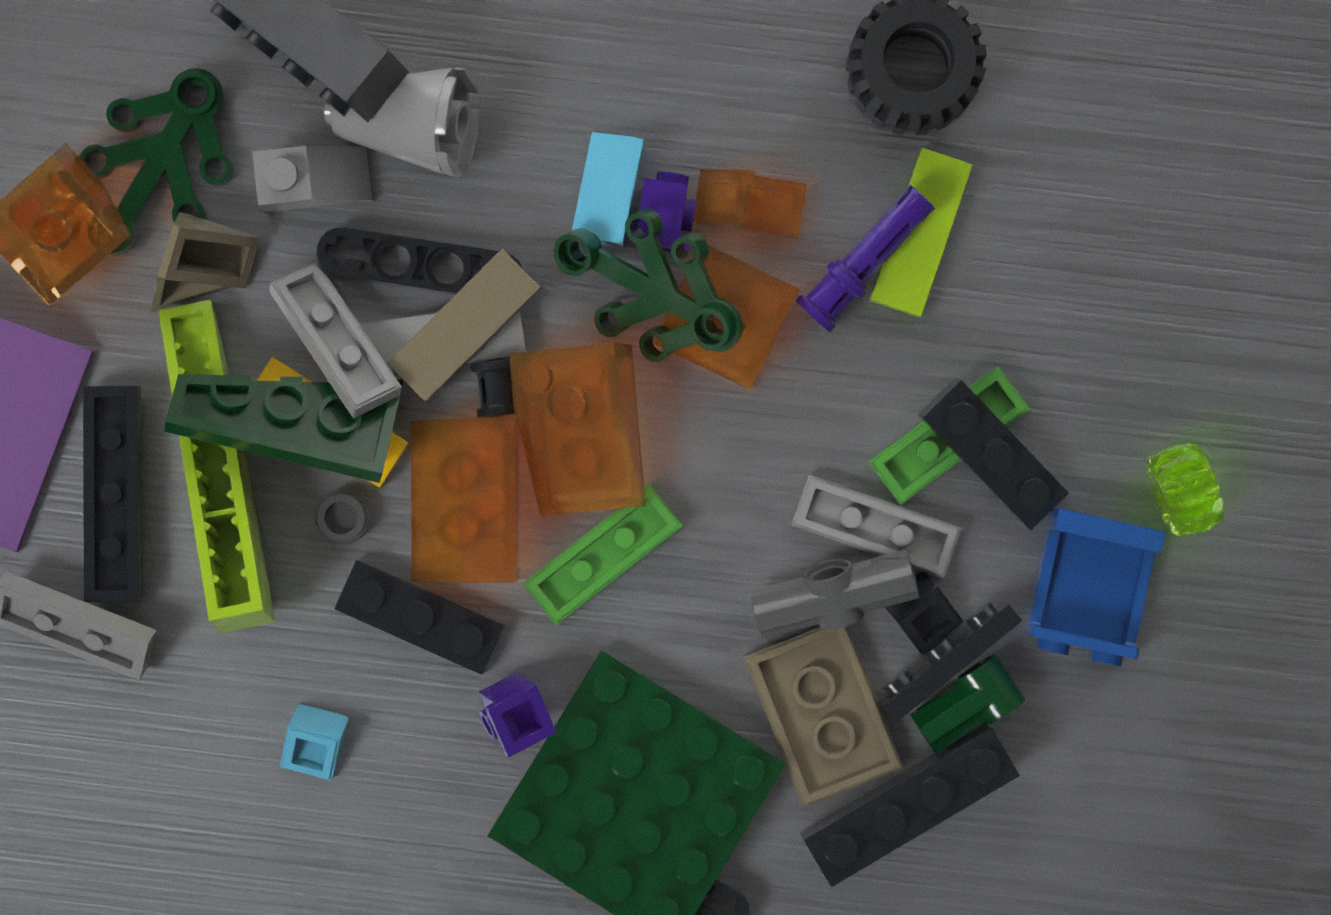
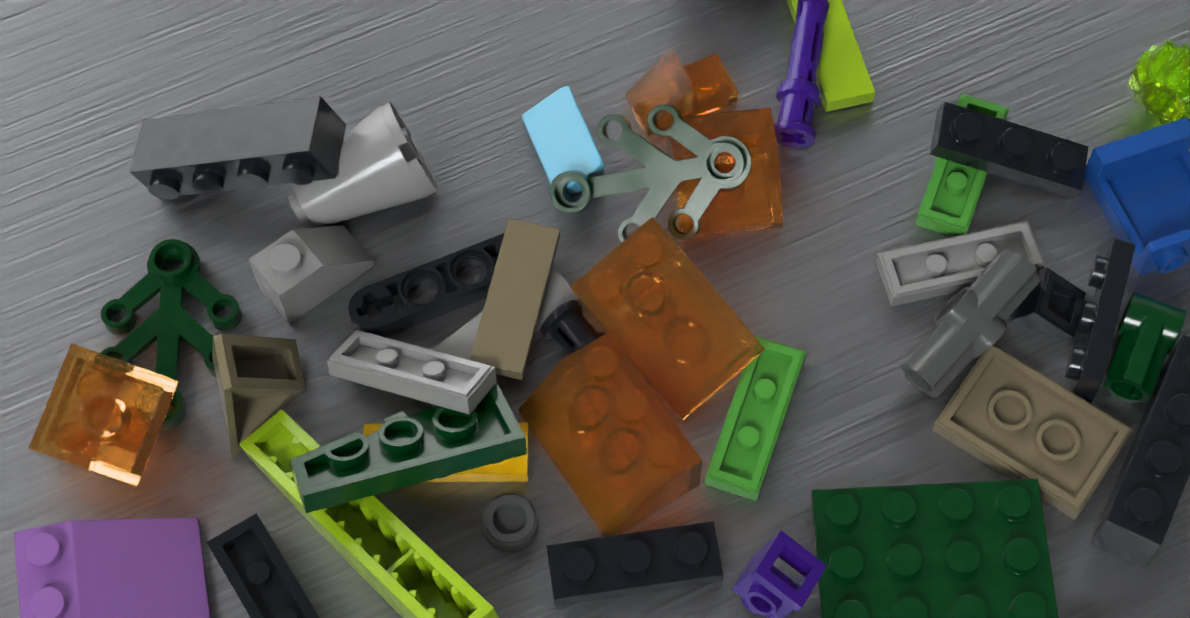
camera: 30 degrees left, 25 degrees down
(669, 200) = (620, 103): dark purple brick -> none

